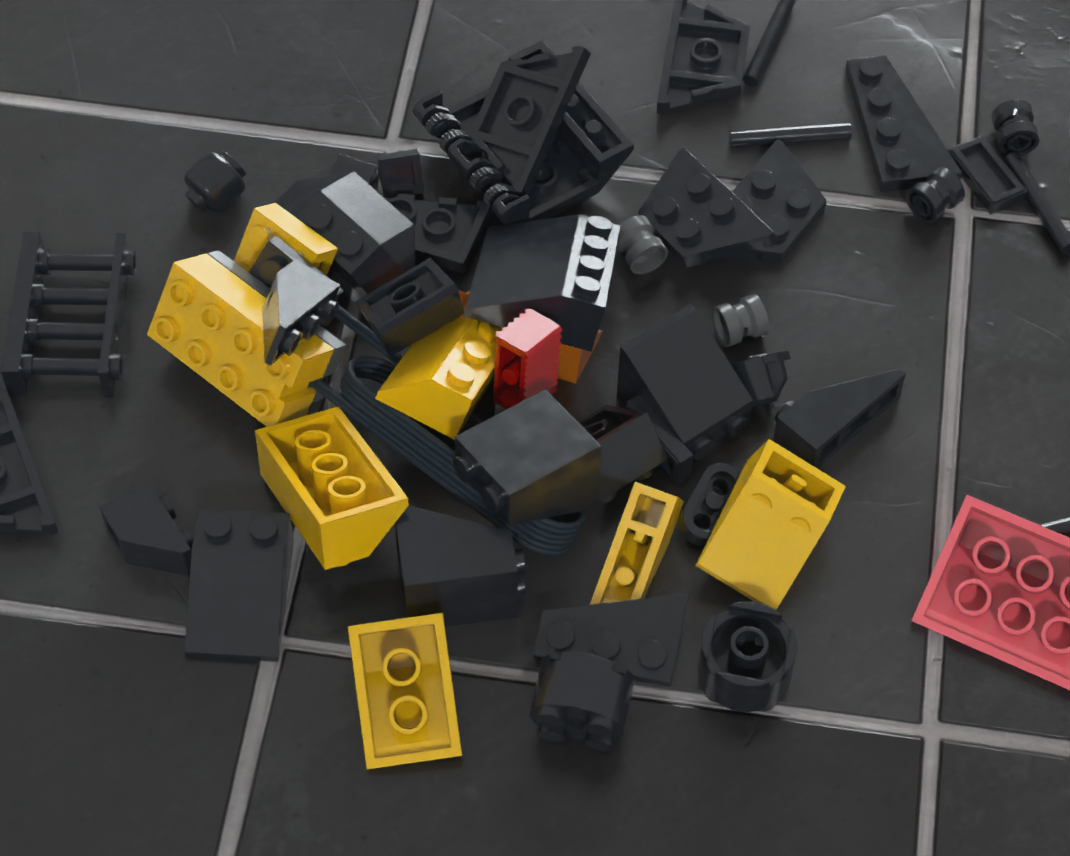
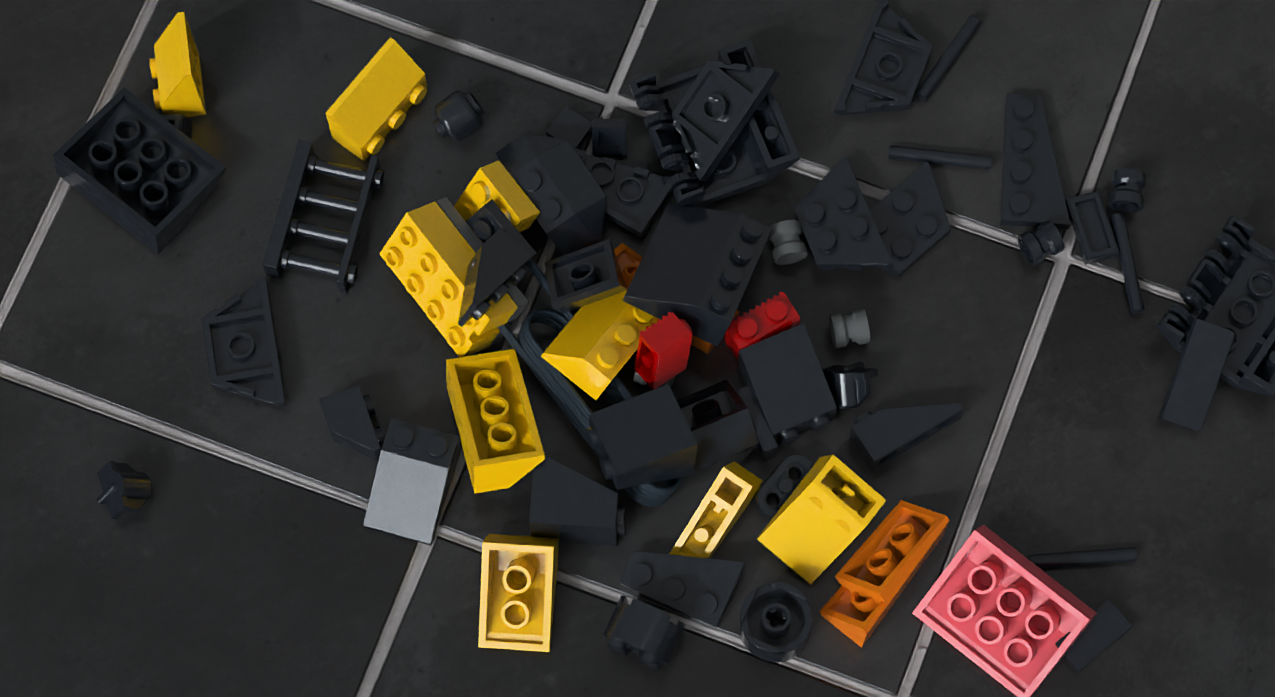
camera: 15 degrees right, 15 degrees up
(110, 178) = (376, 101): none -> yellow slope
(631, 322) = (761, 323): none -> red brick
(861, 576) = (883, 569): none -> orange slope

